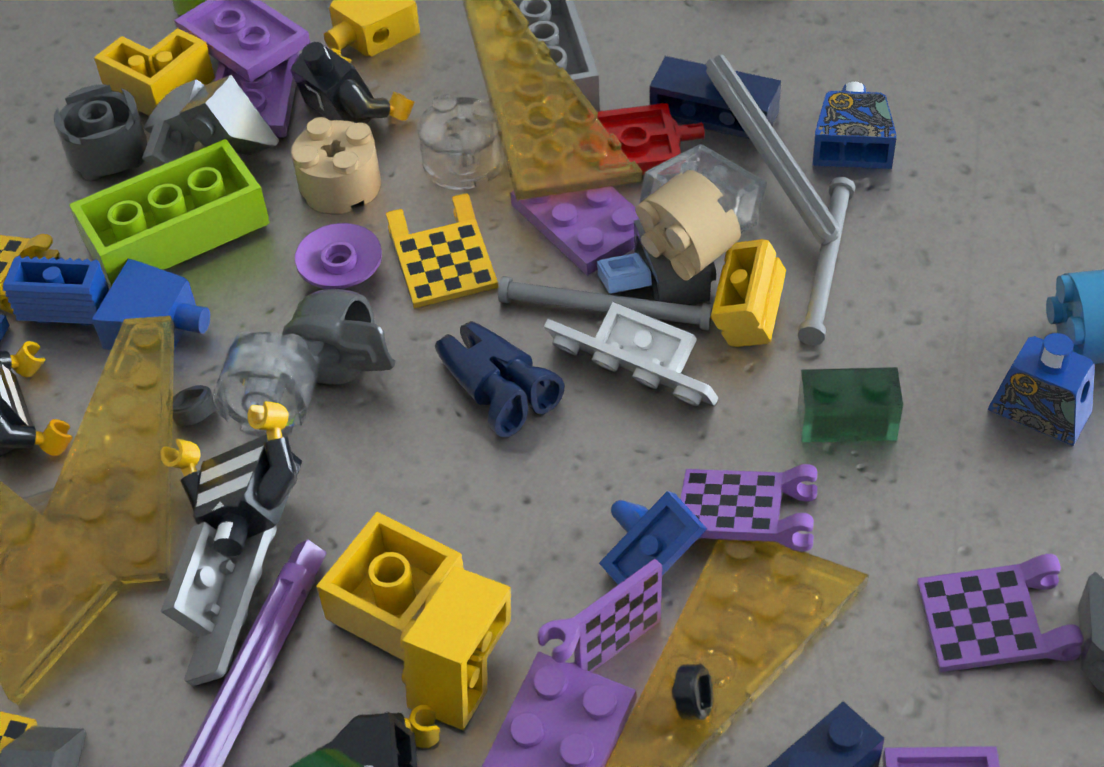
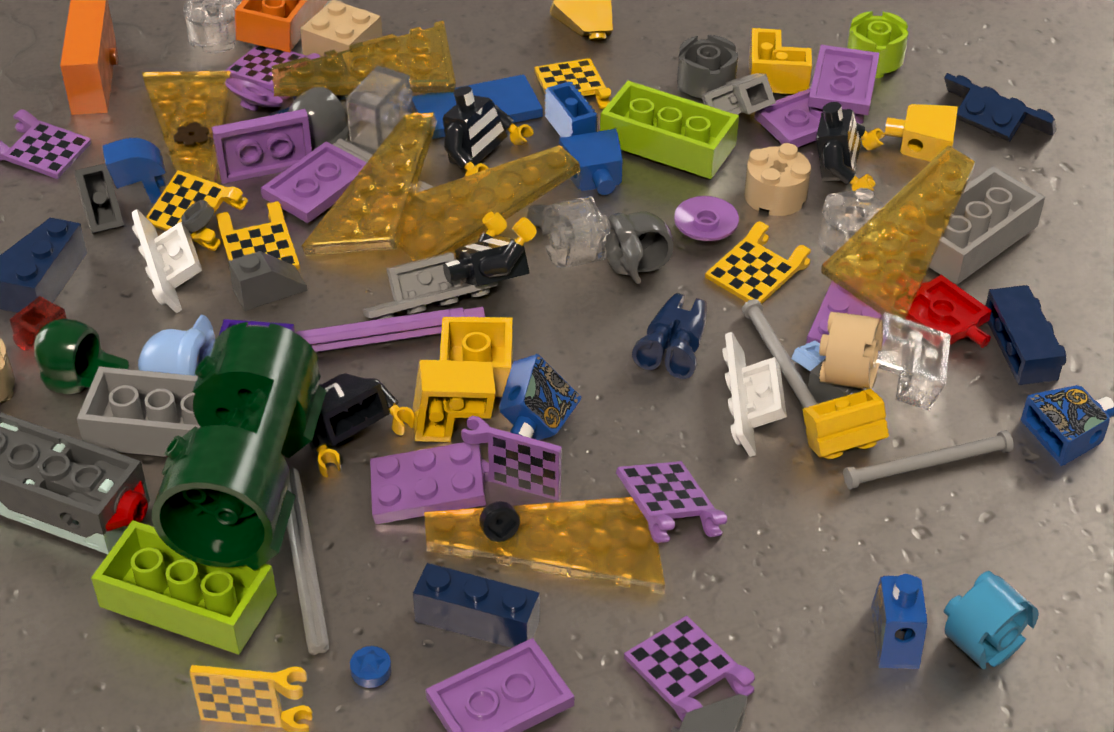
camera: 55 degrees right, 5 degrees down
(226, 112) = (756, 109): slope -> none
(522, 554) = (537, 398): none -> torso
(655, 533) = (599, 459): blue plate -> none
(773, 150) = (987, 377): light grey axle -> none
(849, 404) = (796, 516): clear green brick -> none

